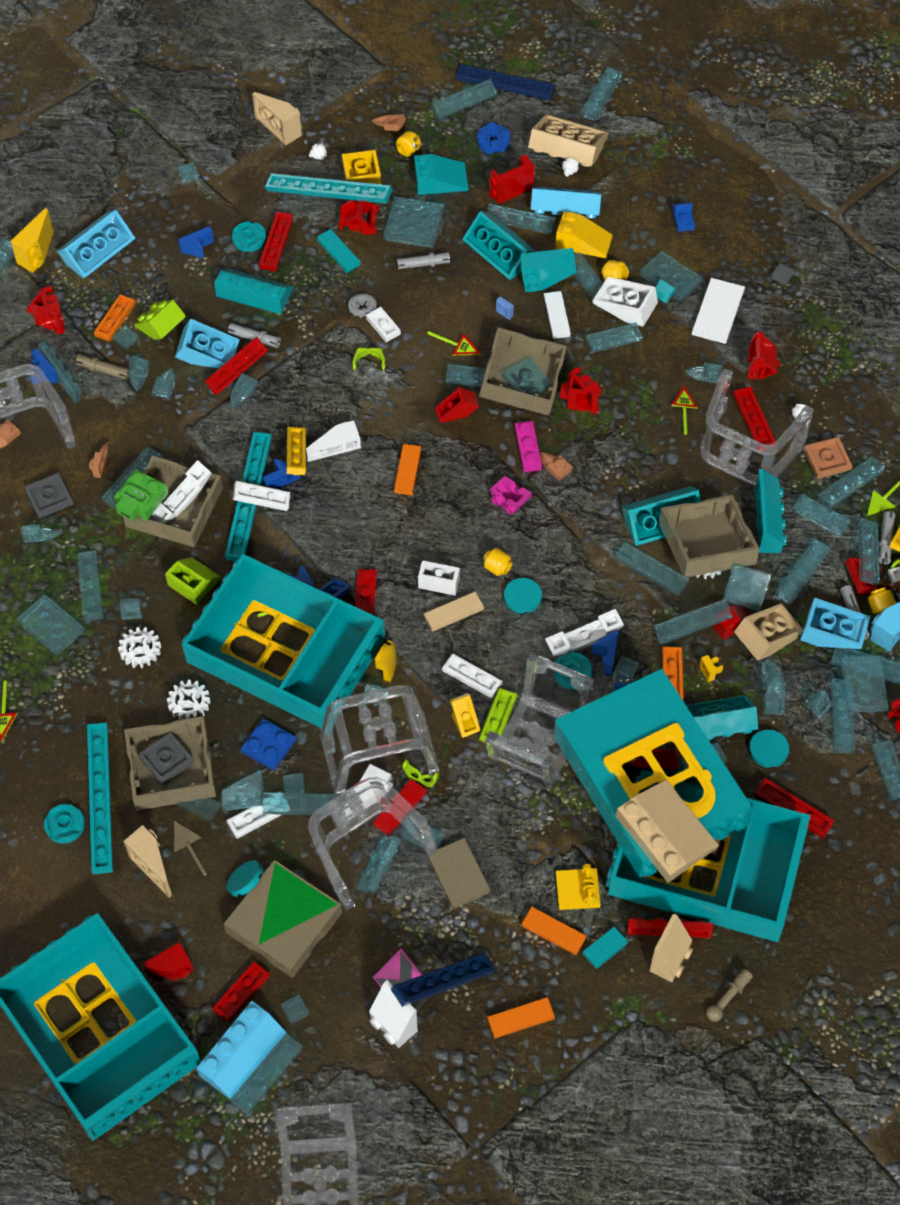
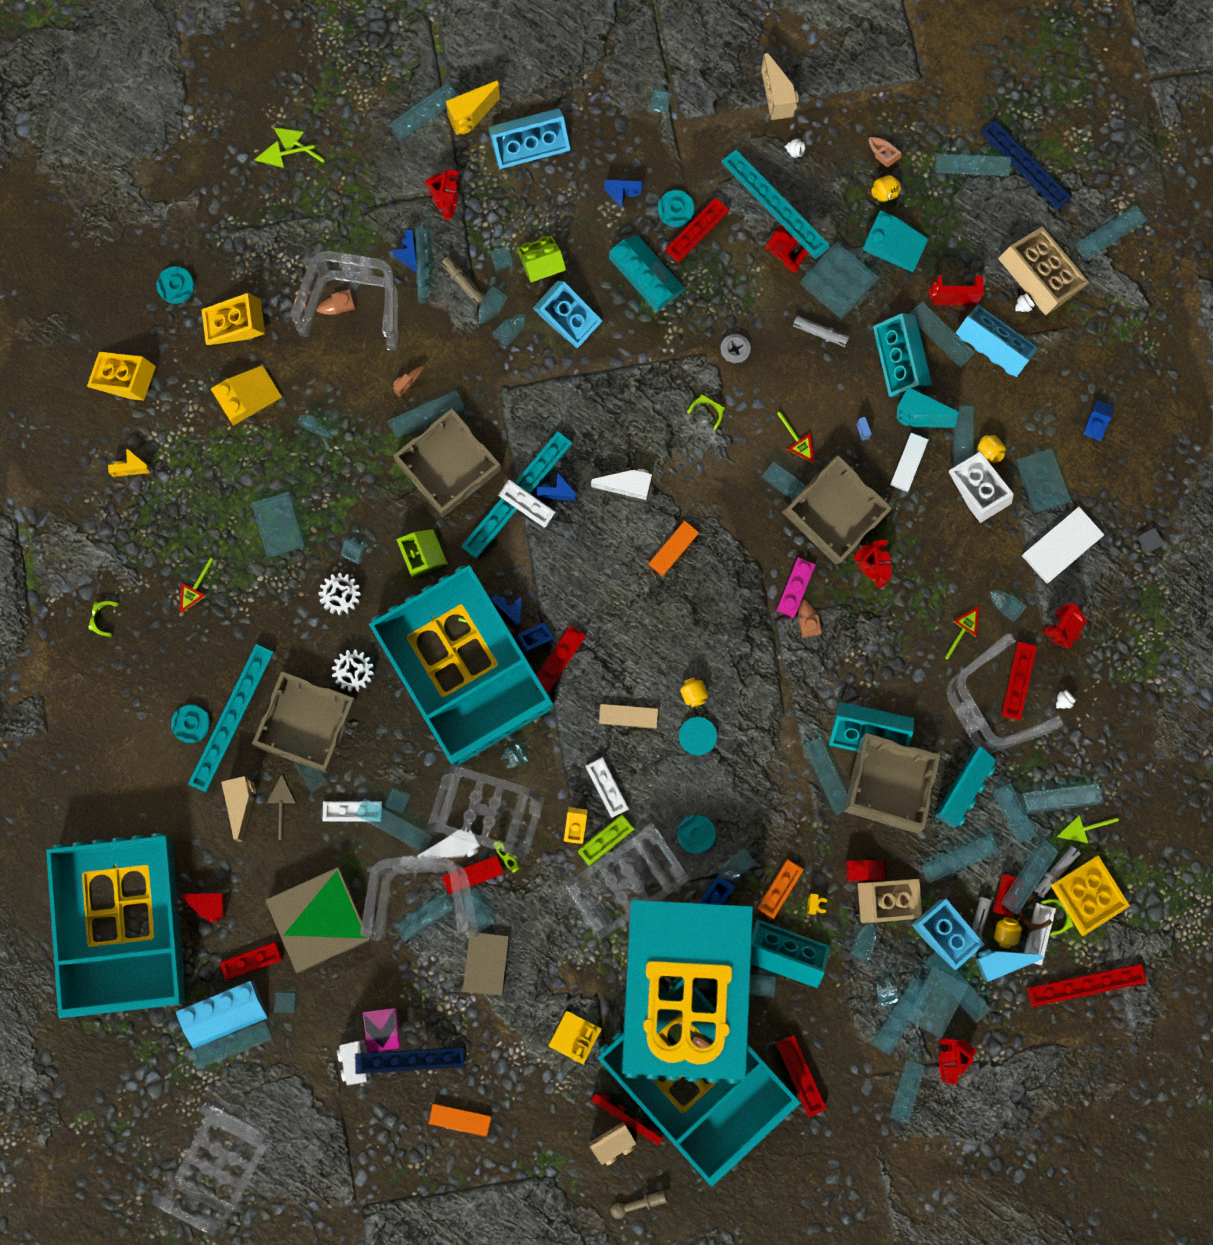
camera: 25 degrees right, 20 degrees up
(48, 495) = (343, 392): dark grey plate -> none
(90, 586) = (331, 505): clear light blue tile -> none
(114, 317) = (503, 230): orange tile -> none
(140, 496) = (415, 448): bright green piece -> none
(166, 758) = (303, 716): dark grey plate -> none
(183, 495) = (455, 463): white slope -> none
(236, 366) = (582, 350): red plate -> none
(244, 388) = (573, 379): clear light blue plate -> none
(244, 793) = (351, 785): clear light blue wing -> none
(244, 878) = (306, 866): teal tile -> none
(251, 334) = (620, 328): light grey pin -> none
(268, 744) = (397, 750): blue plate -> none
(296, 451) = (582, 476): yellow plate -> none
(338, 251) = (749, 273): teal tile -> none
(361, 167) = (821, 197): yellow slope -> none
(383, 324) = (741, 381): white plate -> none
(386, 660) = (541, 733): yellow brick -> none
(438, 578) = (632, 679): white brick -> none
(457, 405) = (756, 509): red slope -> none
(493, 131) = (969, 236): blue plate -> none
(509, 495) = (746, 631): dark pink cylinder -> none
(527, 378) = (835, 519): clear light blue tile -> none
(554, 931) = (532, 1062): orange tile -> none
(582, 235) = (986, 392): yellow slope -> none
(586, 635) = (726, 807): white slope -> none
(605, 948) = (565, 1102): teal tile -> none
(606, 647) = (739, 831): blue slope -> none
(614, 337) = (945, 519): clear light blue plate -> none
(664, 291) = (1024, 495): teal tile -> none
(666, 830) = (658, 1061): tan slope -> none
(693, 621) = (826, 855): clear light blue tile -> none
(746, 587) = (895, 850): clear light blue plate -> none
(769, 748) = (816, 1008): teal tile -> none
(775, 697) = (850, 968): clear light blue plate -> none
(827, 458) = (1058, 760): nougat plate -> none

